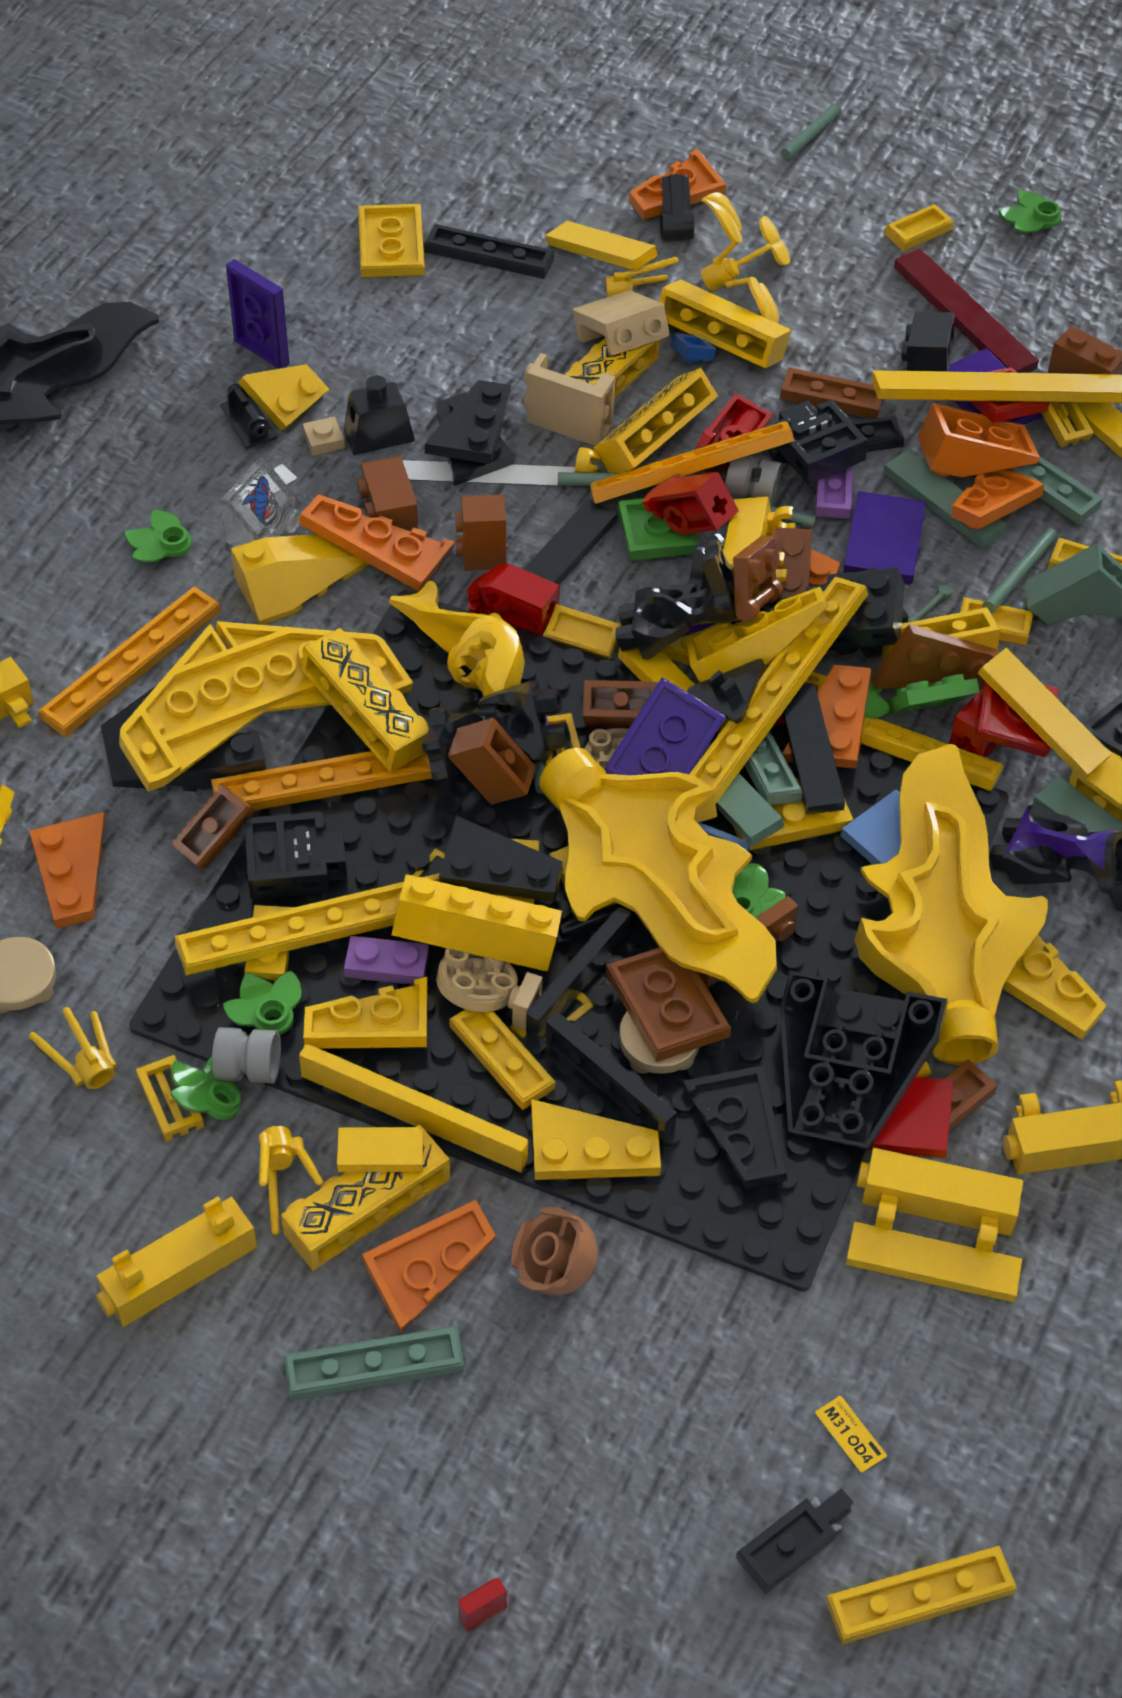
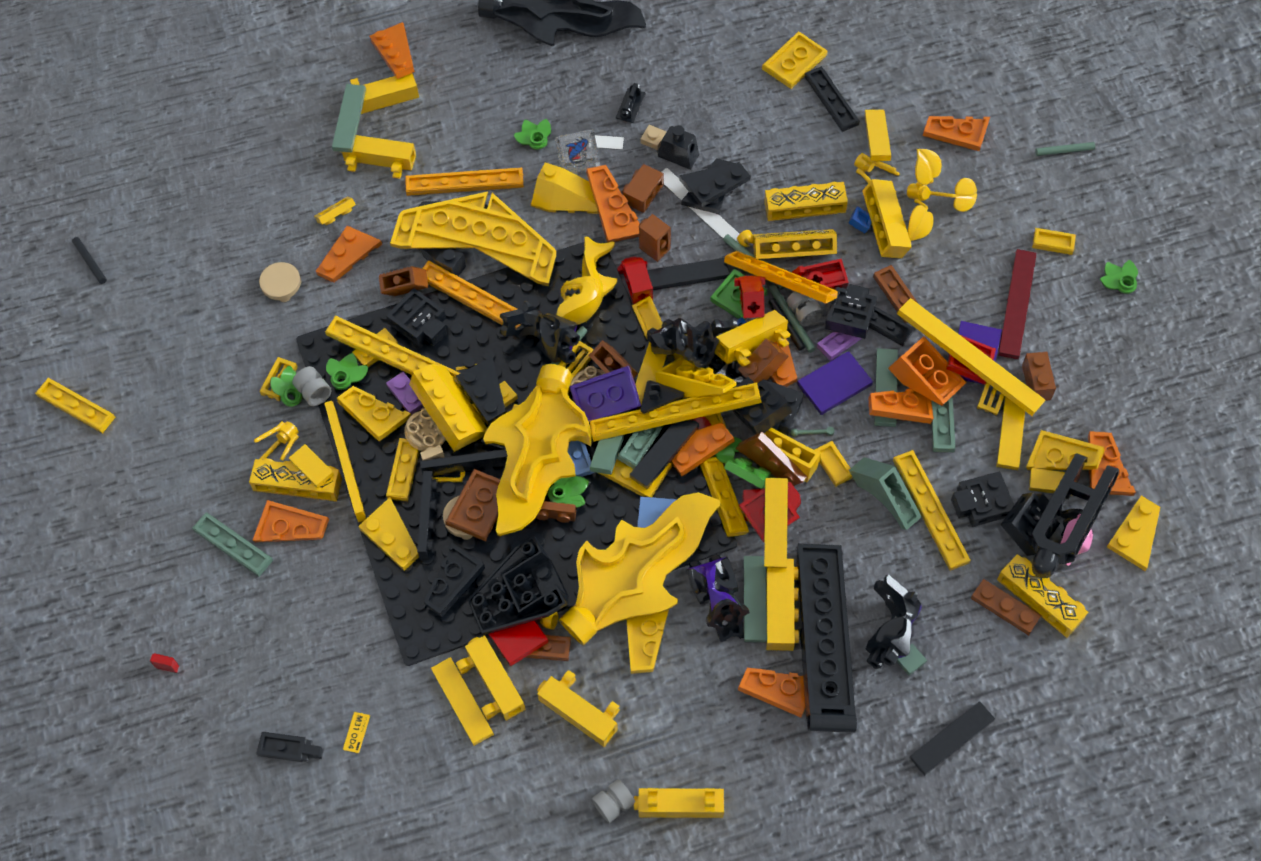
camera: 50 degrees right, 10 degrees up
(92, 1065) = (265, 340): yellow plant -> none
(175, 1261) = (209, 443): yellow brick -> none
(258, 314) = (676, 56): dark purple tile -> none
(284, 392) = (656, 103): yellow wing -> none
(365, 699) = (512, 273): yellow brick -> none
(492, 761) = (528, 344): dark orange brick -> none
(555, 1252) = (328, 564): nougat cylinder -> none
(568, 403) = (770, 216): tan panel -> none
(623, 319) = (835, 181): tan panel -> none
(676, 216) = (939, 139): black piece -> none
(754, 568) = (720, 348): dark orange plate -> none
(920, 1594) = (307, 811): yellow tile -> none
(929, 341) = (972, 305): black brick -> none
(1020, 570) = (869, 450): sand green bar -> none

